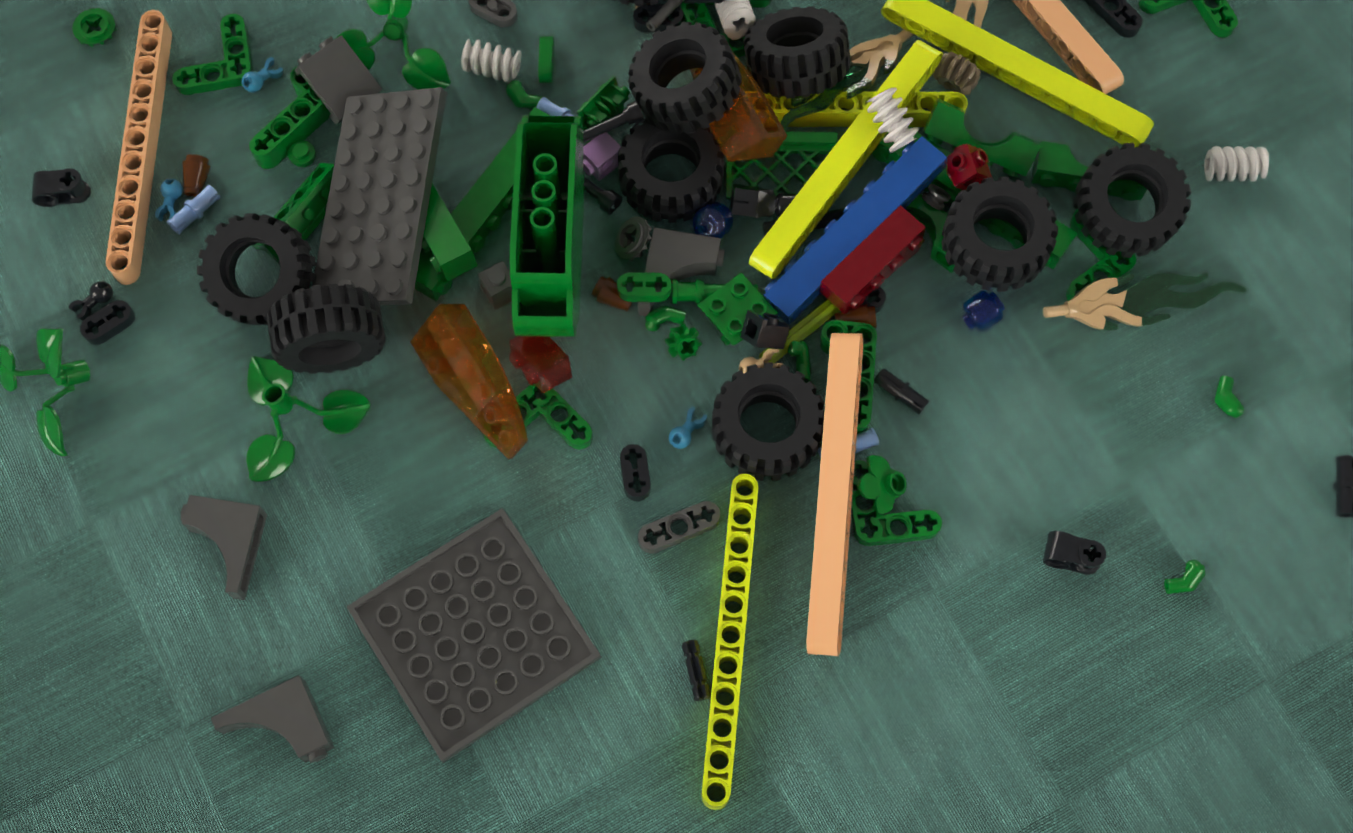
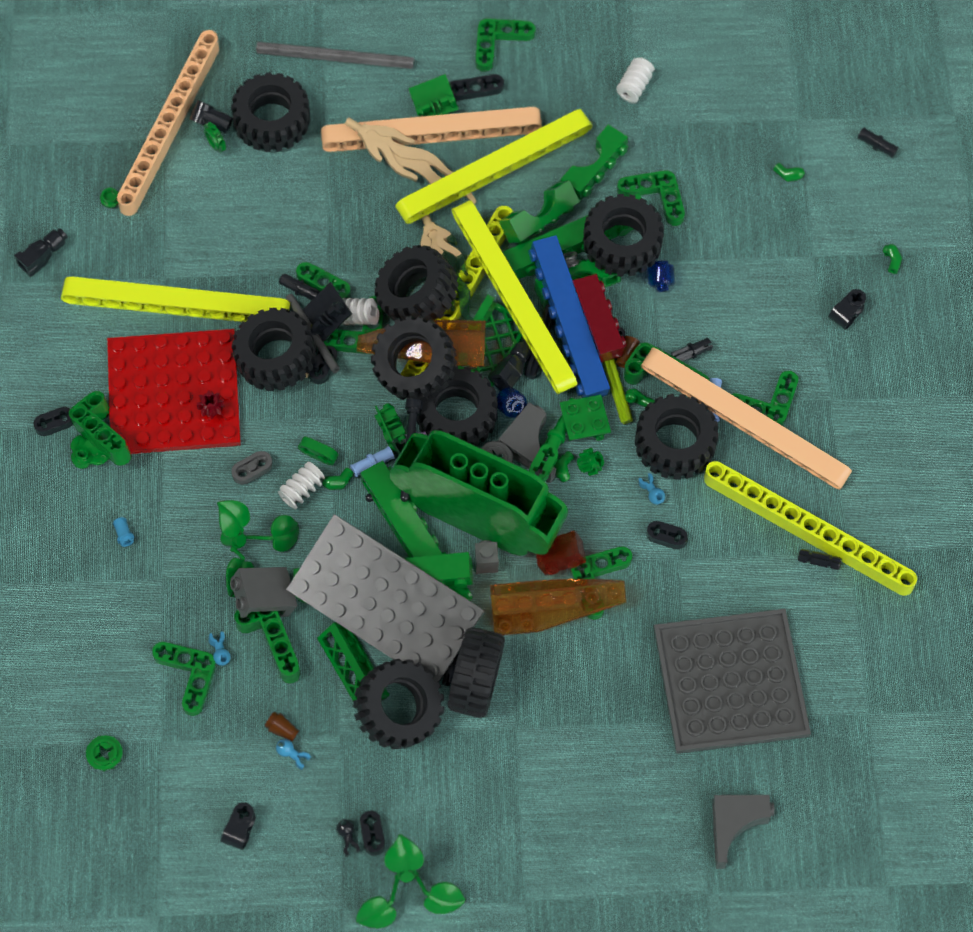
camera: 65 degrees left, 5 degrees down
(145, 103) = (240, 763): light nougat beam -> none
(193, 209) = (310, 738): light blue pin -> none
(235, 530) = (586, 803): dark grey arch -> none
(268, 386) = (478, 736): green plant -> none
(301, 153) = (303, 646): green plate -> none
(702, 527) = (712, 533): dark grey beam -> none
(759, 362) = (629, 427): tan arm -> none
(764, 330) = (612, 403): black brick -> none
(881, 484) = (751, 391): green plate -> none
(892, 119) = (510, 250): white piece -> none
(957, 73) = (484, 200): dark tan gear -> none
(967, 166) = (569, 225): dark red brick -> none
(1129, 306) = (700, 193): piece -> none
(1153, 172) = (648, 129): black tyre -> none

